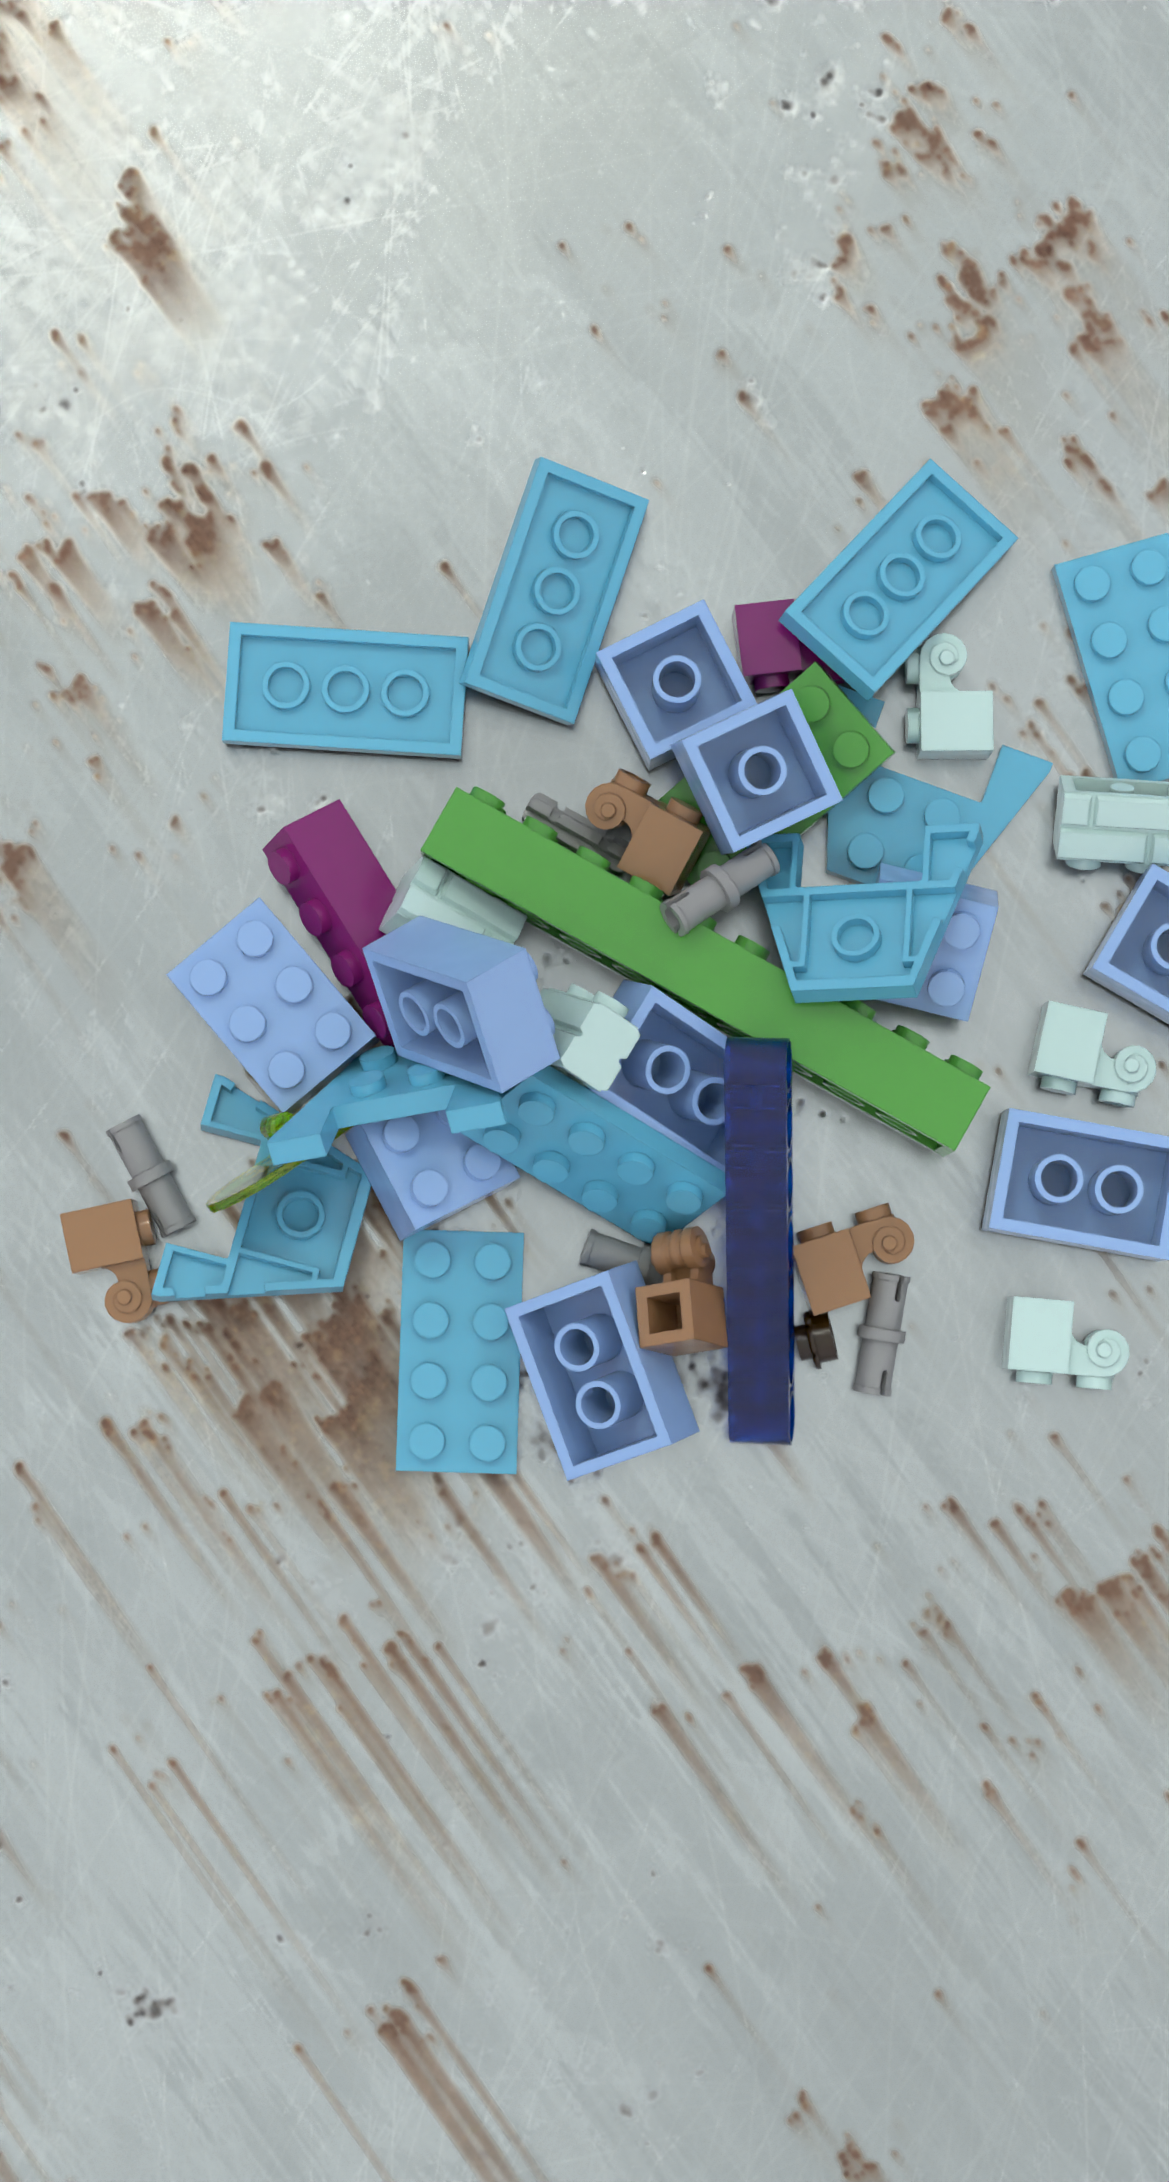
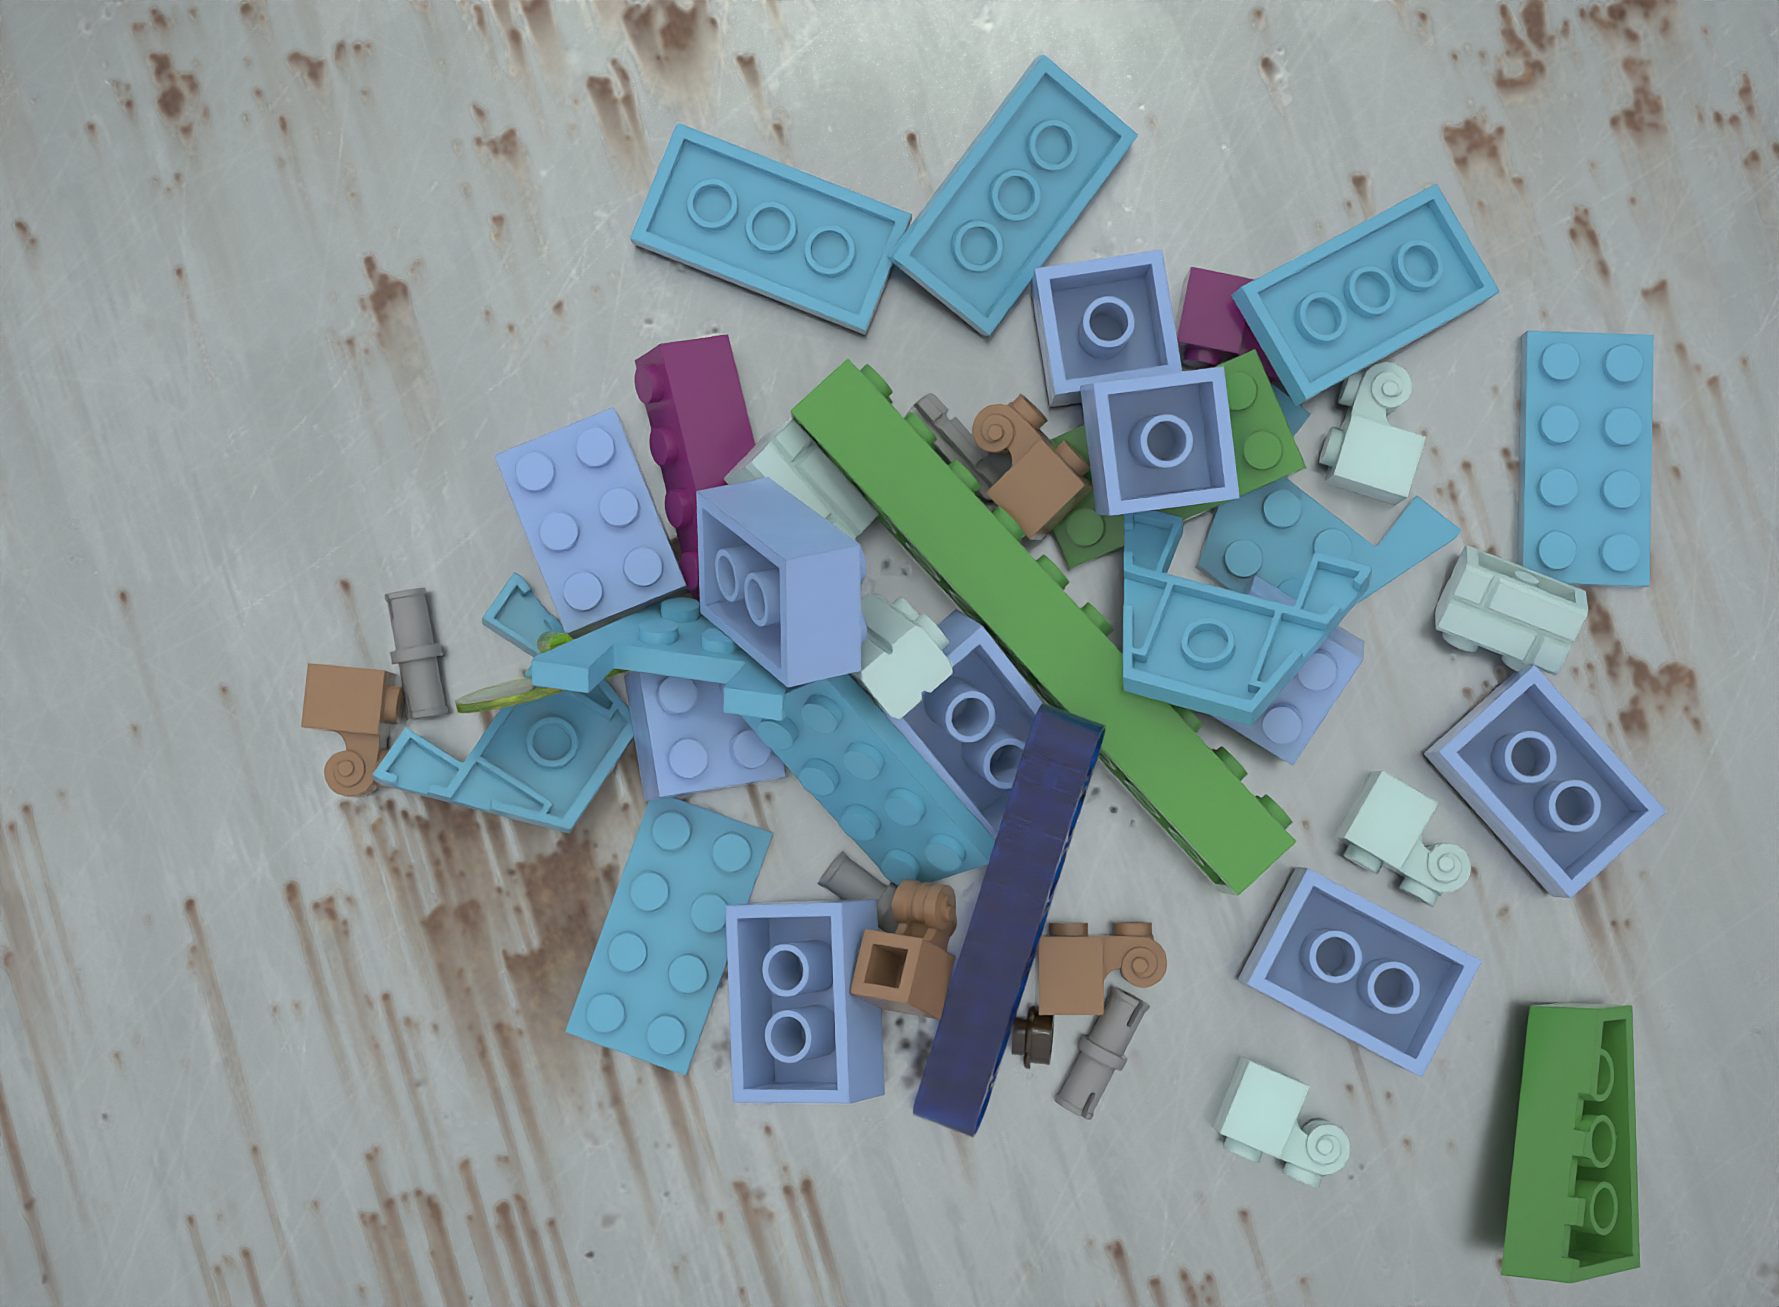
camera: 20 degrees right, 0 degrees up
(719, 888) = (1083, 547): light grey pin -> none

